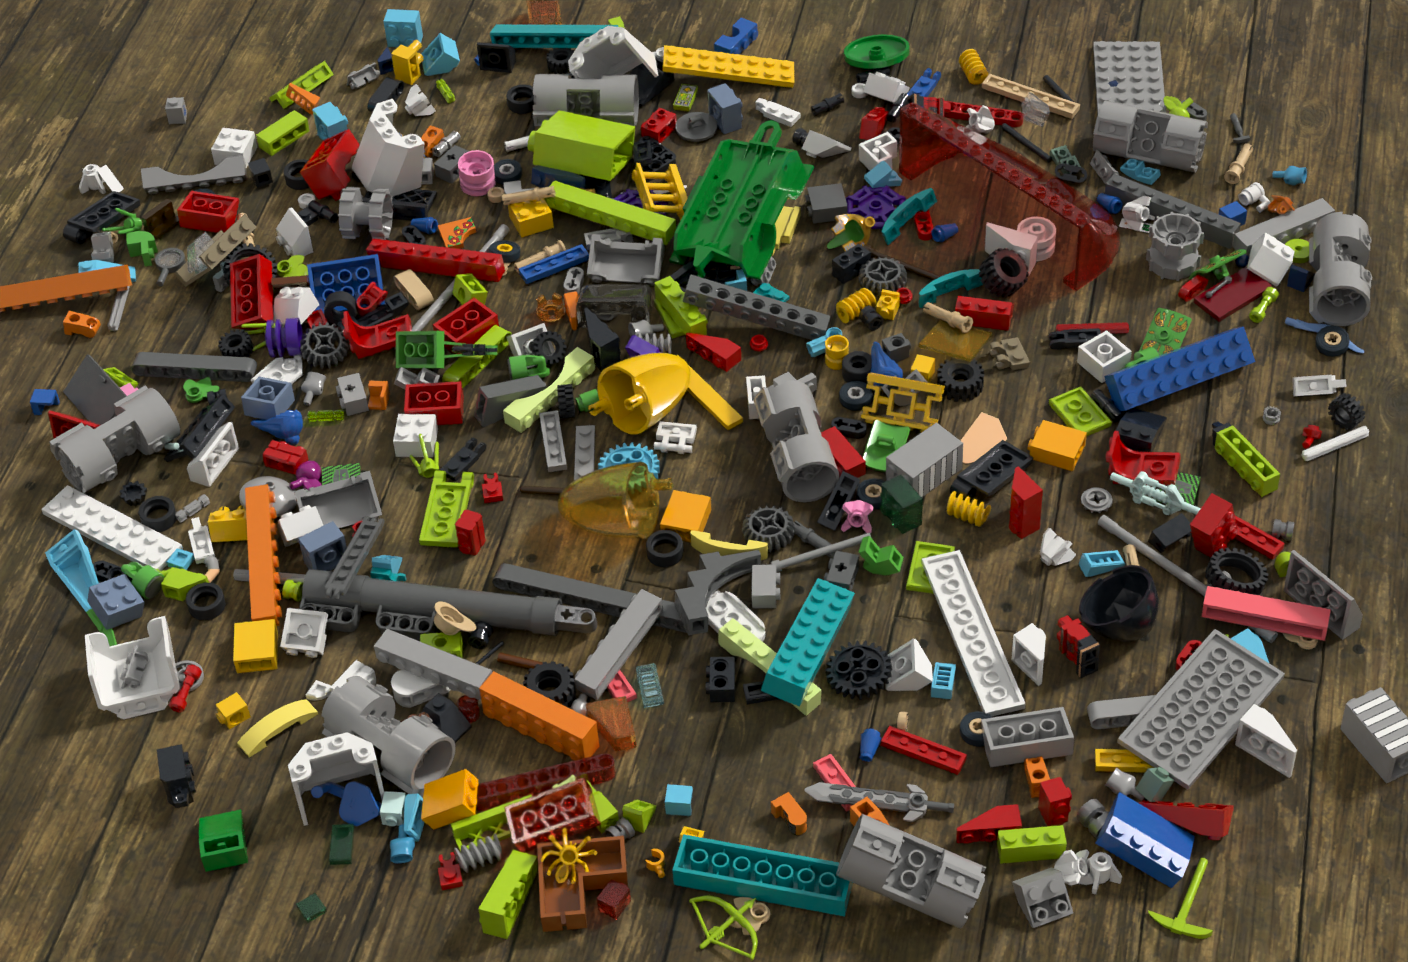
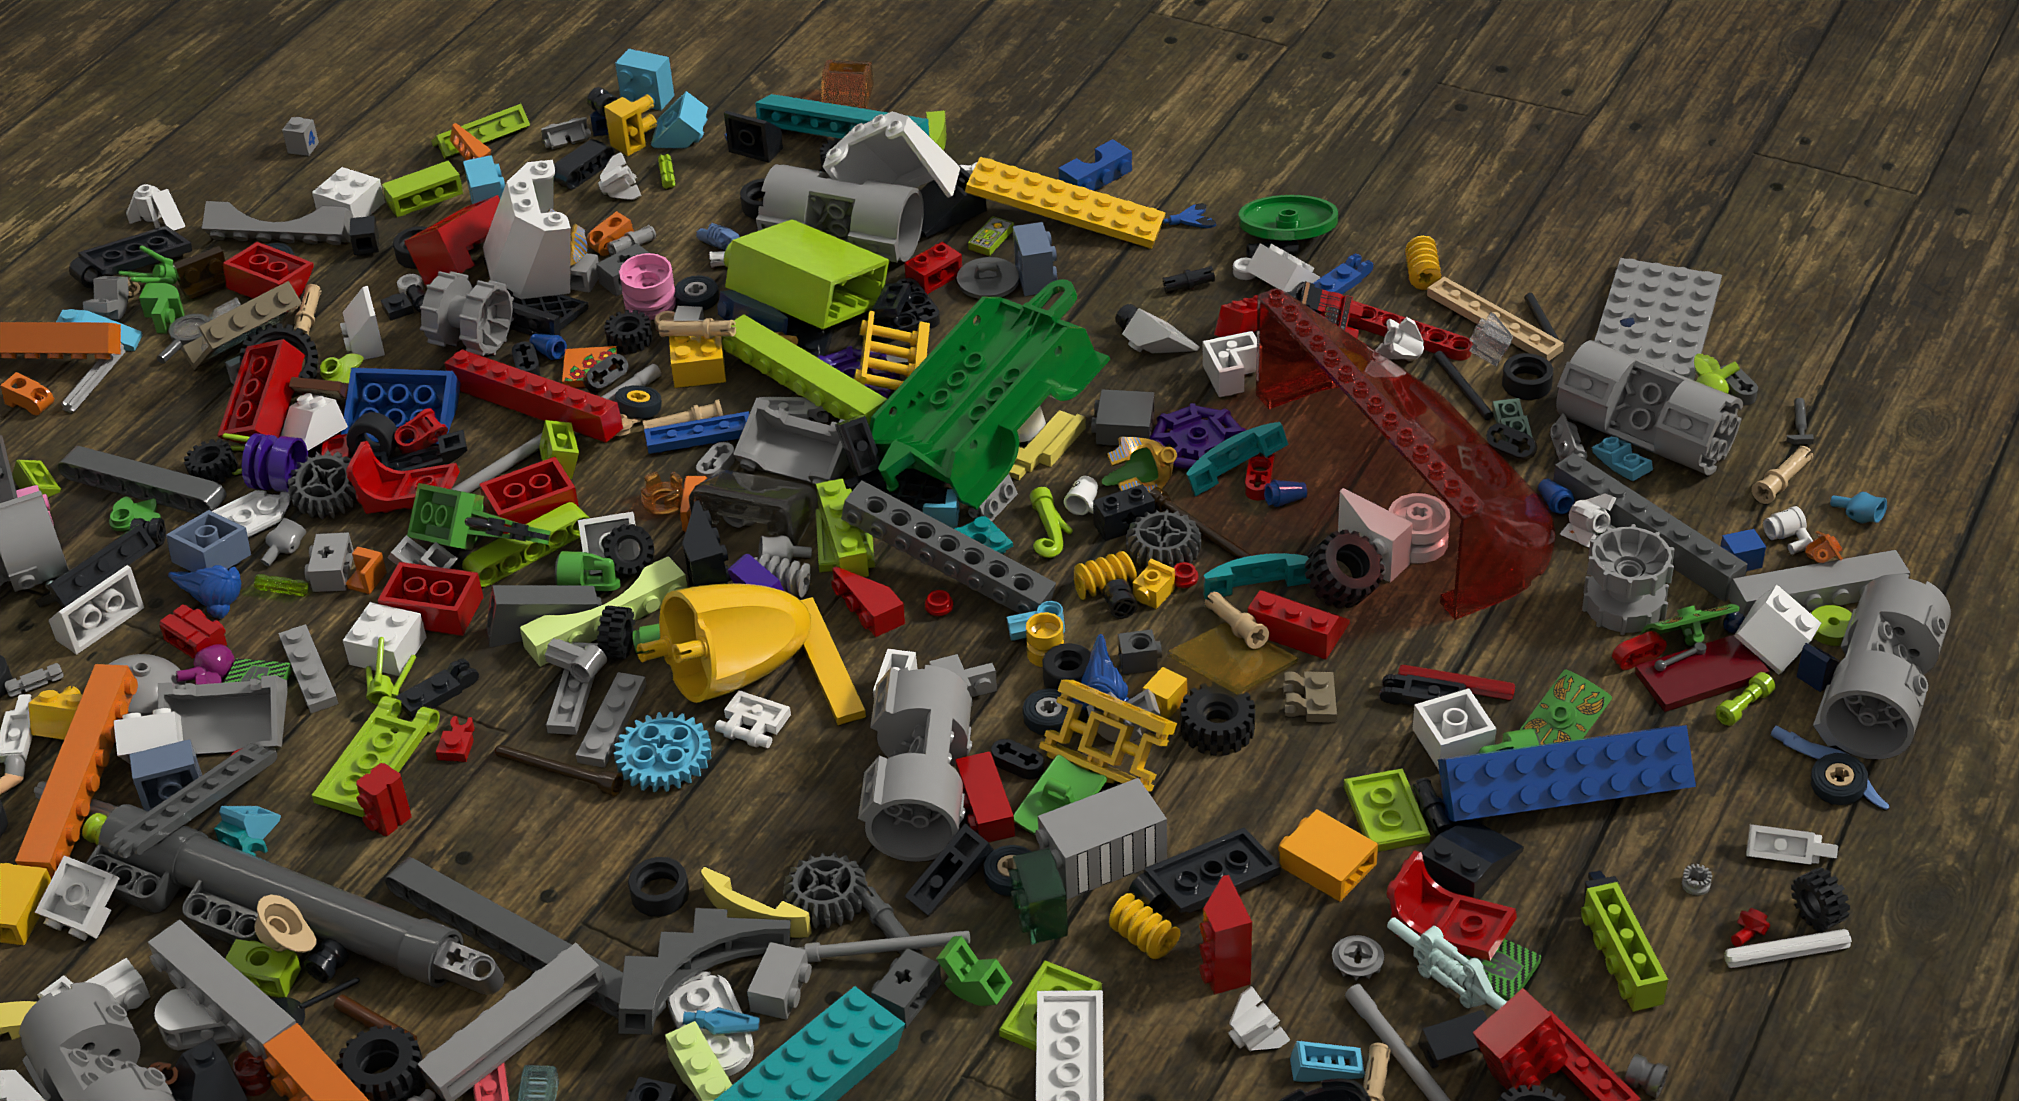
camera: 15 degrees right, 5 degrees down
(369, 461) = (308, 668): none -> light grey plate
(384, 49) = (599, 98): none -> black wheel
(413, 289) = (488, 431): tan beam -> none
(475, 238) = (608, 377): none -> black beam
(476, 199) = (628, 331): none -> black tyre
(506, 130) = (717, 235): none -> medium blue hinge
(555, 424) = (581, 662): none -> light grey piece
(614, 501) = (609, 798): clear yellow windscreen -> none
(672, 252) = (858, 445): none -> black brick
(686, 513) = (712, 839): light orange brick -> none
(742, 615) = (722, 1021): none -> dark azure piece
(777, 112) = (1113, 278): white hinge -> none
(809, 61) = (1192, 217): none -> blue piece
(812, 293) = (1043, 503): none -> lime plant
(819, 258) = (1081, 496): none -> white piece
(857, 515) = (967, 899): bright pink brick -> none
(882, 175) = (1223, 393): medium azure slope -> none
(981, 437) = (1216, 815): light nougat sticker -> none
(1063, 138) = (1523, 388): none -> black tyre

